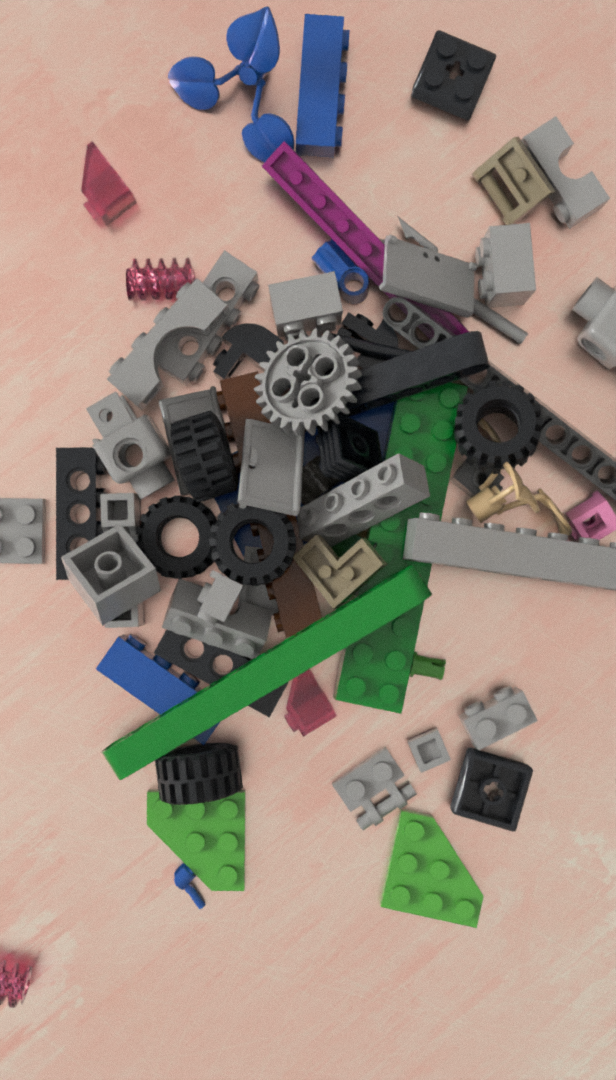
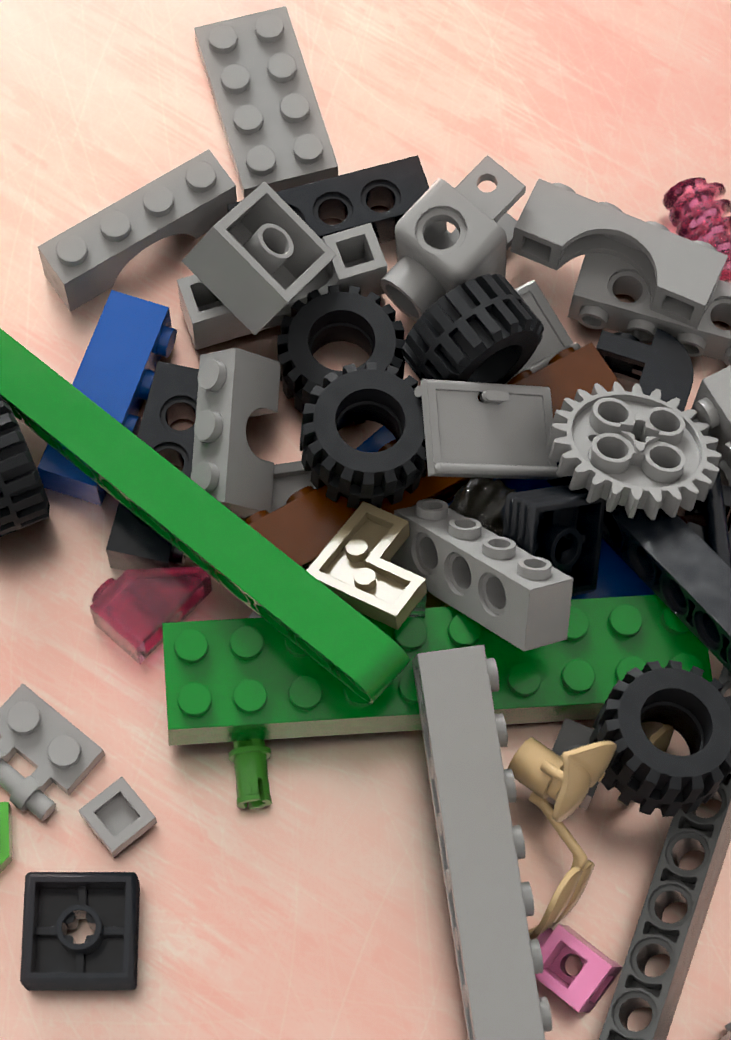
camera: 75 degrees right, 20 degrees down
(44, 614) = (94, 252): none -> light grey arch
(218, 598) = (269, 407): light grey brick -> none
(497, 717) = (200, 906): light grey brick -> none

